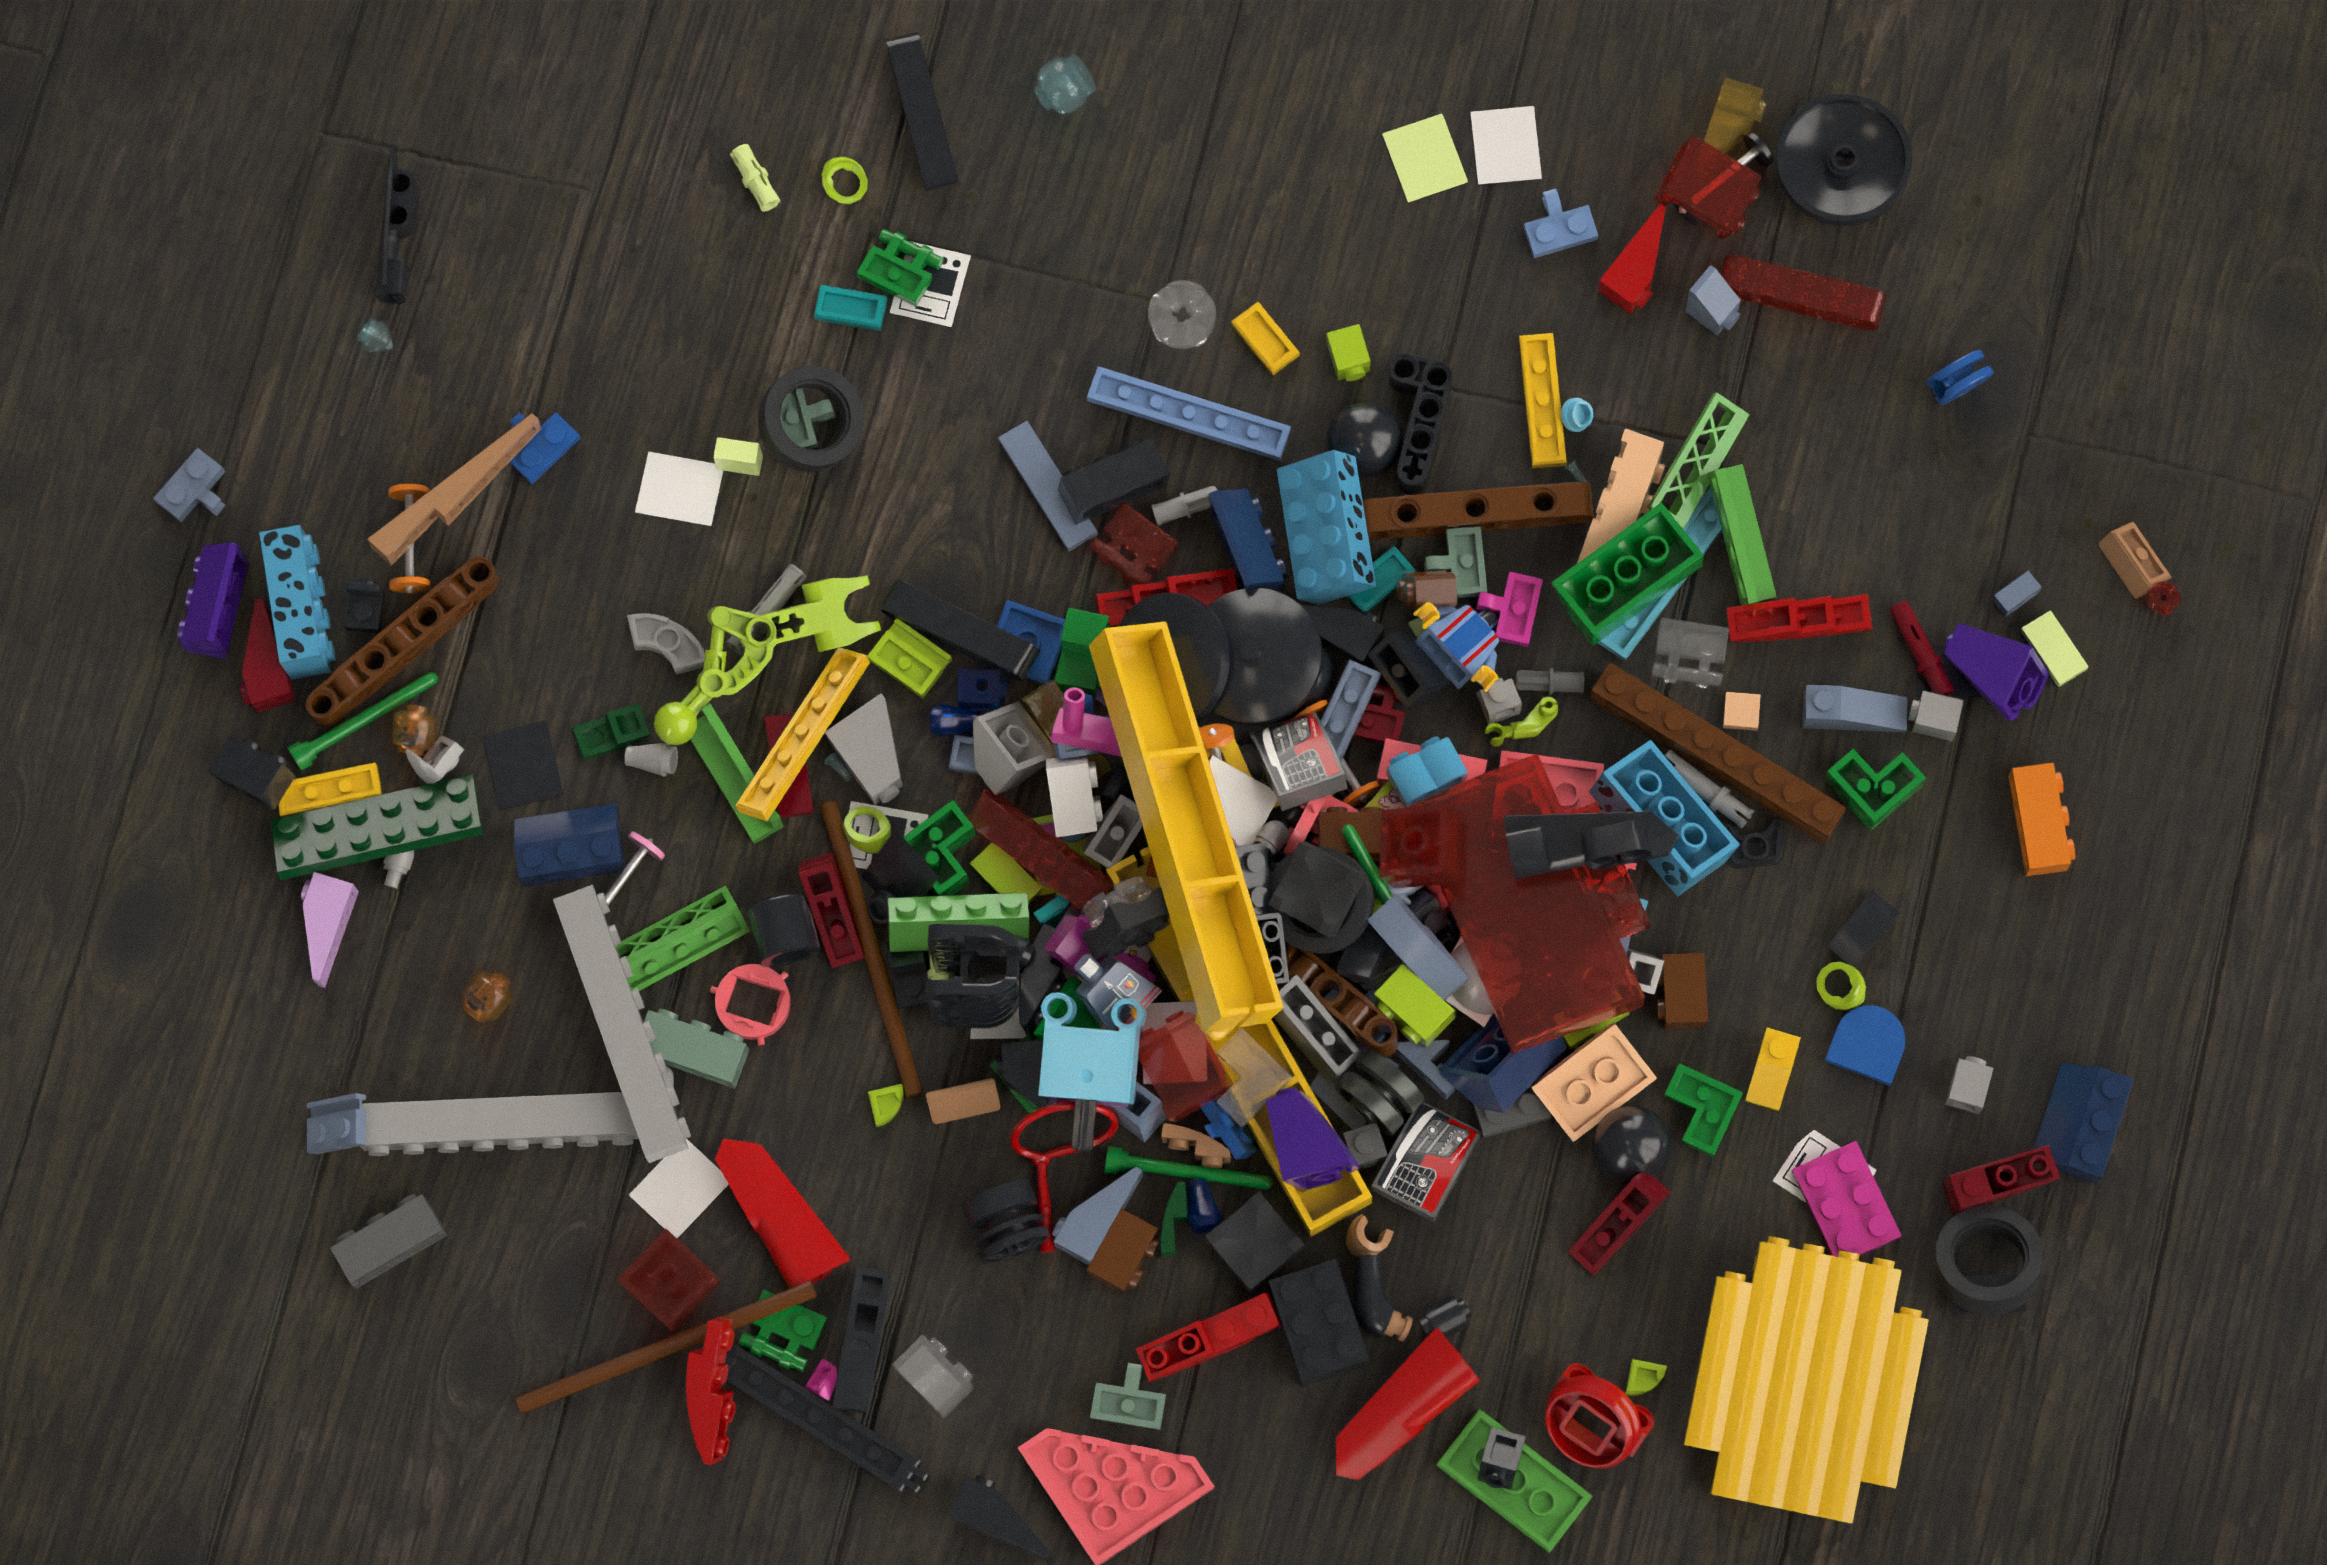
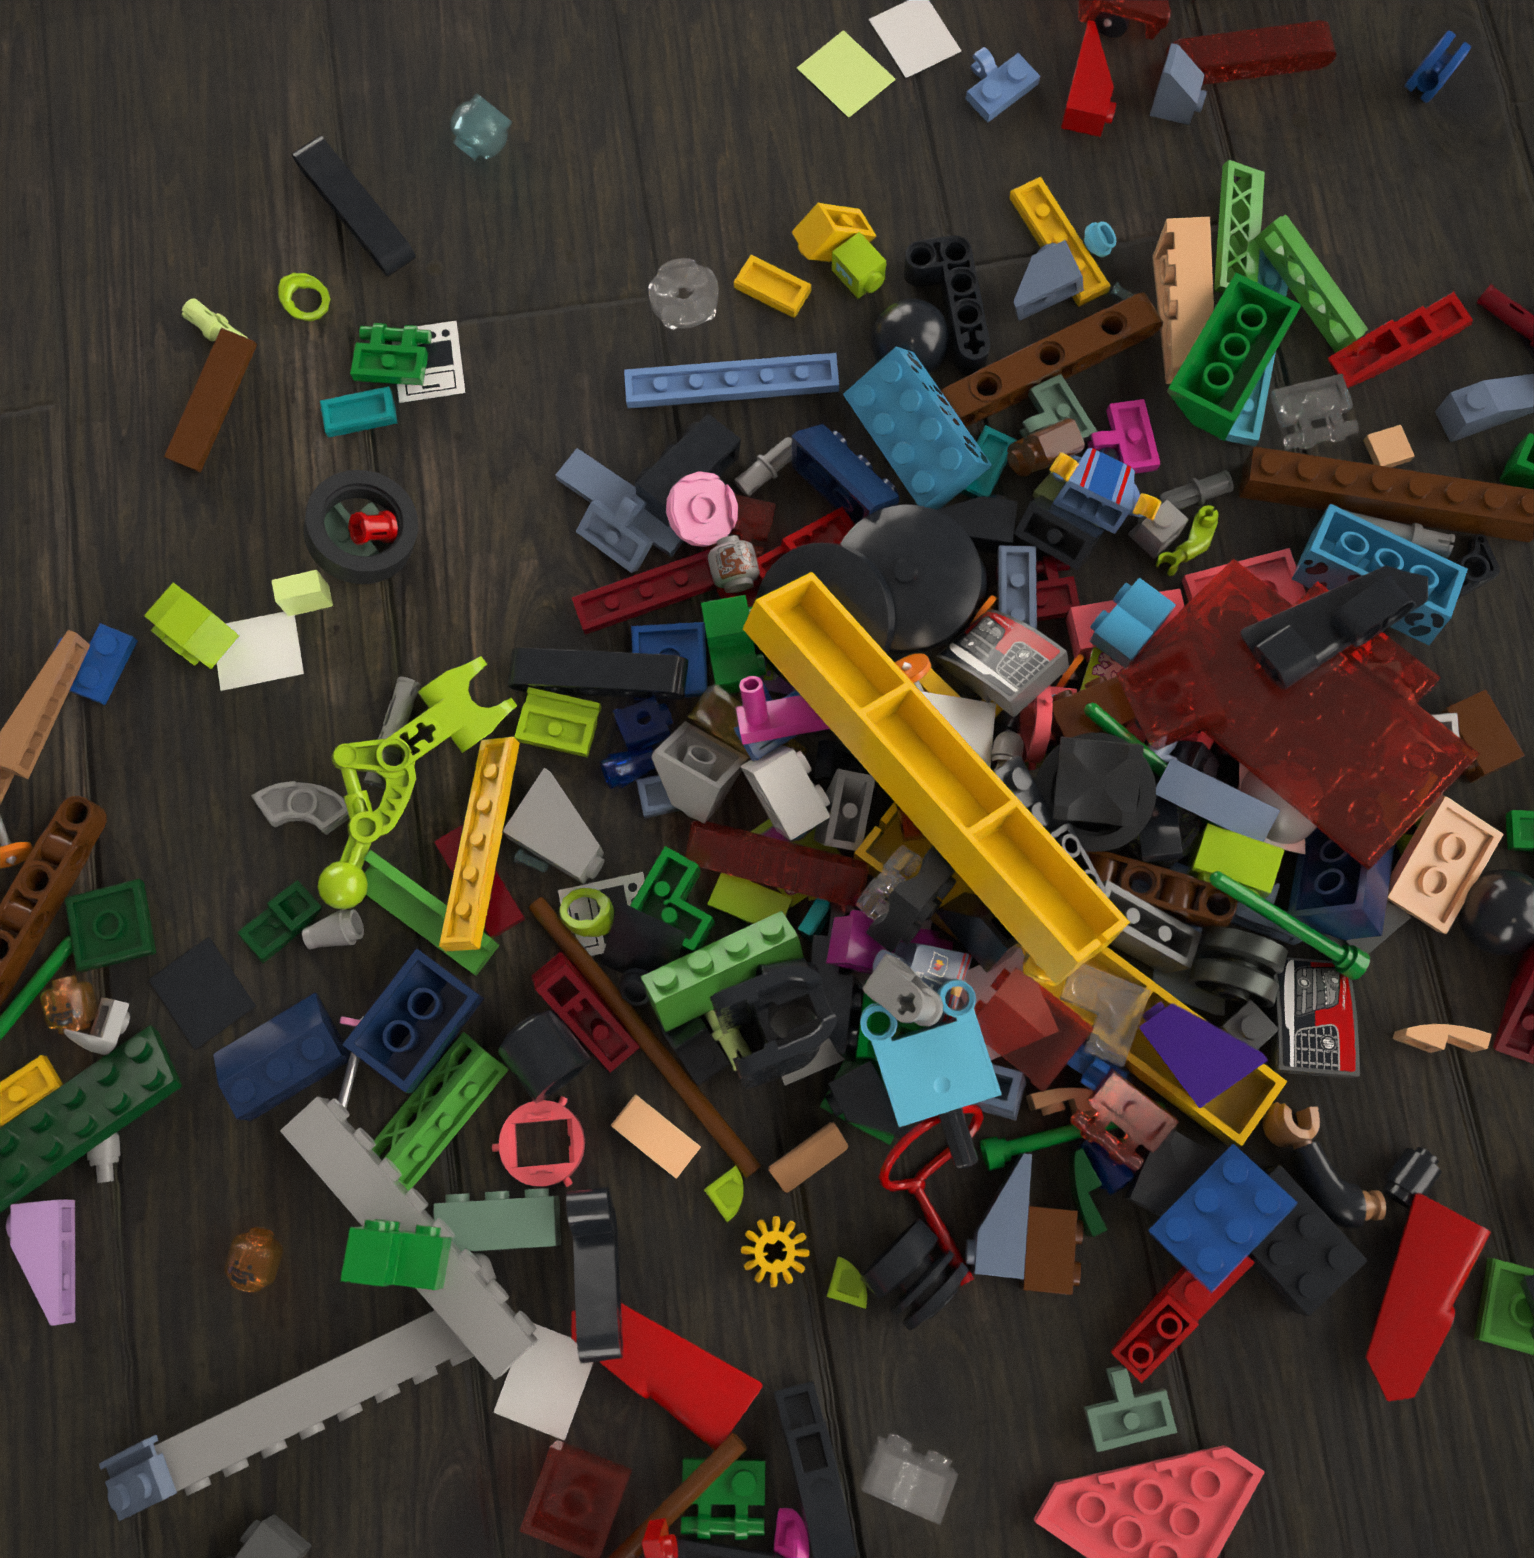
camera: 25 degrees left, 0 degrees up
(470, 678) = (110, 925): none -> dark green plate
(606, 1030) = (389, 1256): none -> green brick
(631, 448) = (190, 627): none -> lime brick
(690, 859) = (413, 1022): none -> dark blue slope
(725, 247) = (210, 400): none -> reddish brown tile
(756, 1113) = (596, 1274): none -> black beam
(821, 424) = (373, 527): none -> red bush
(847, 1033) = (655, 1136): none -> light nougat slope
(908, 1150) = (778, 1264): none -> yellow gear
(950, 1214) = (847, 1285): none -> lime tile
(1028, 513) = (615, 533): none -> sand blue plate
(1033, 575) = (644, 592): none -> dark red plate
(1086, 991) = (903, 993): none -> light grey piece
(1108, 523) = (701, 509): none -> bright pink tile
(1115, 583) = (733, 564): none -> light grey head
(1171, 973) = (978, 930): none -> black slope
(1235, 1168) = (1132, 1112): none -> clear red plate
(1267, 1277) = (1222, 1218): none -> blue plate
(1339, 308) = (828, 228): none -> yellow slope
(1475, 1126) = (1348, 960): none -> green piece
(1507, 435) = (1048, 280): none -> sand blue slope
(1516, 1216) = (1435, 1036): none -> light nougat slope

